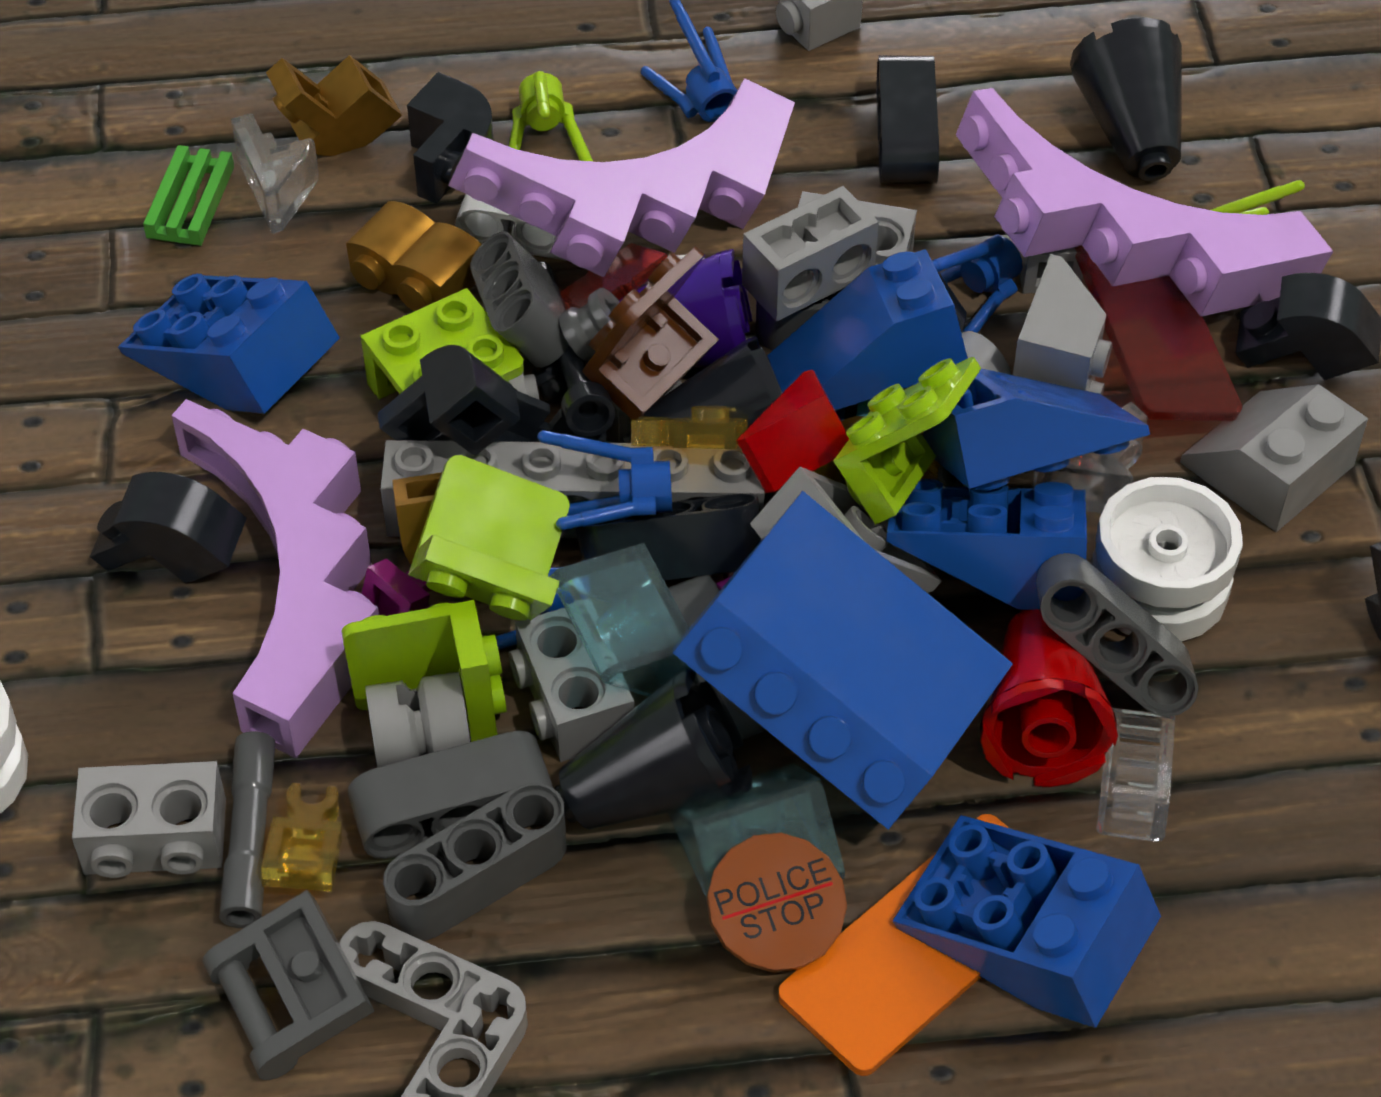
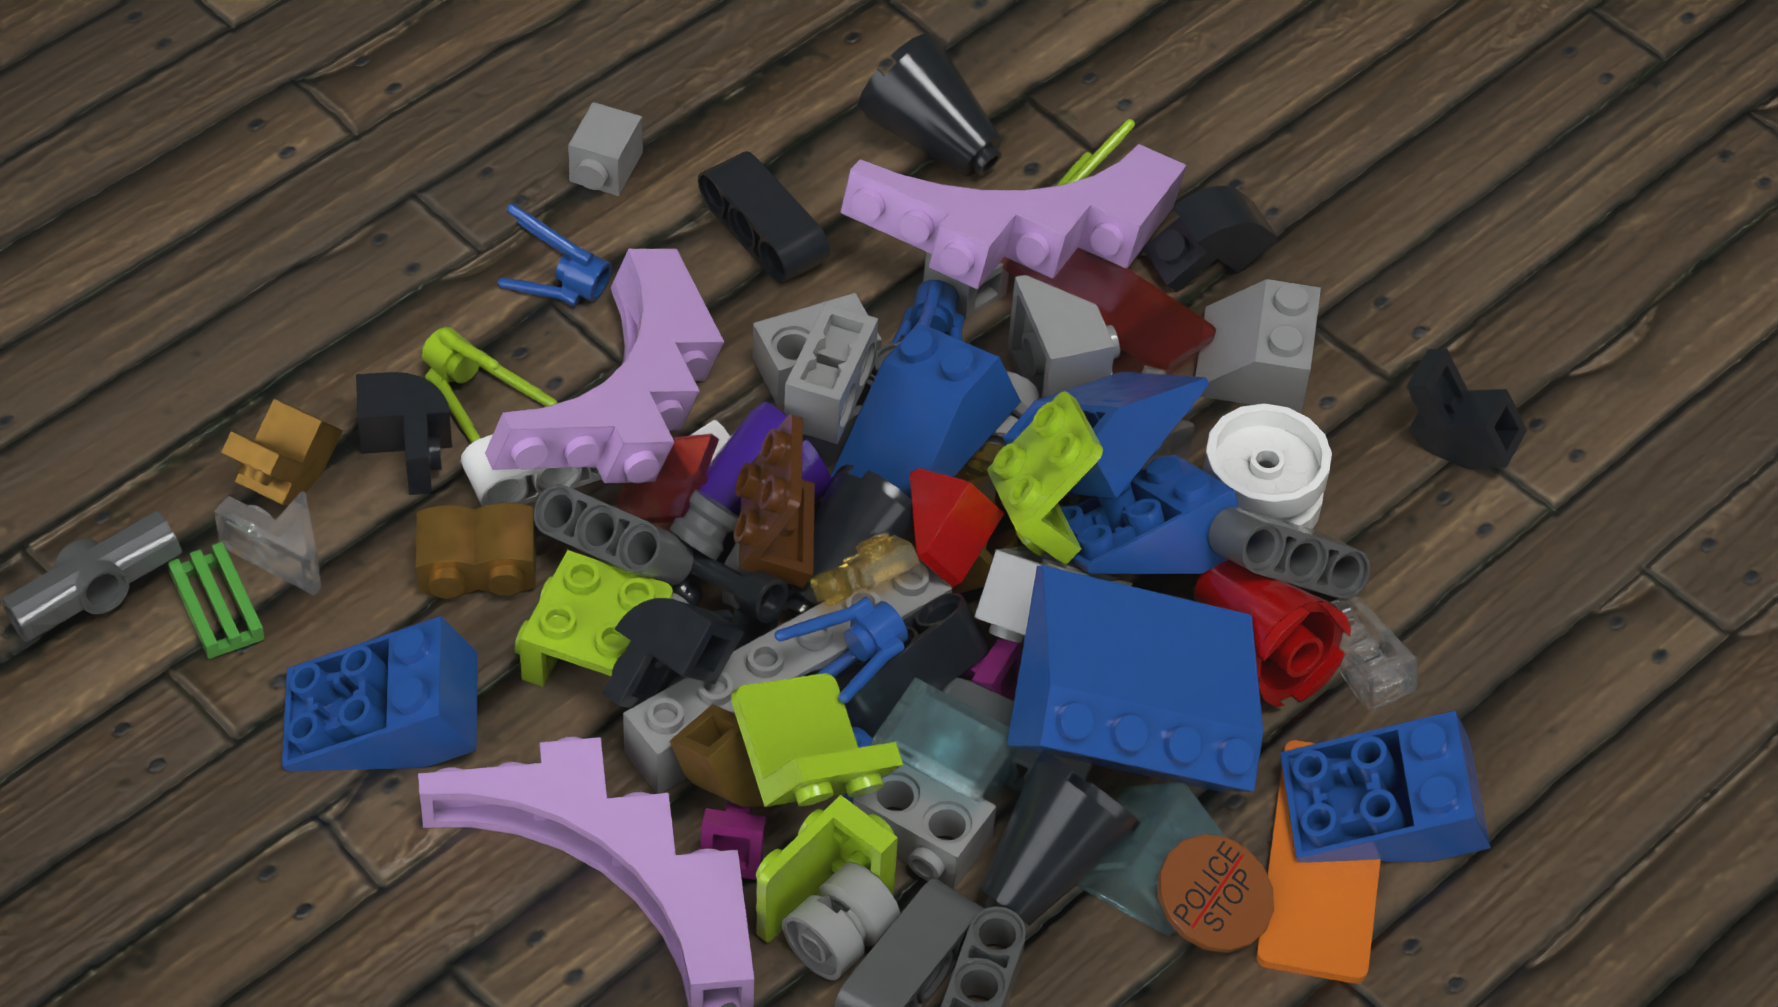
camera: 40 degrees left, 0 degrees up
(80, 127) = (91, 576): none -> dark grey piece
(172, 521) = (493, 881): black brick -> none

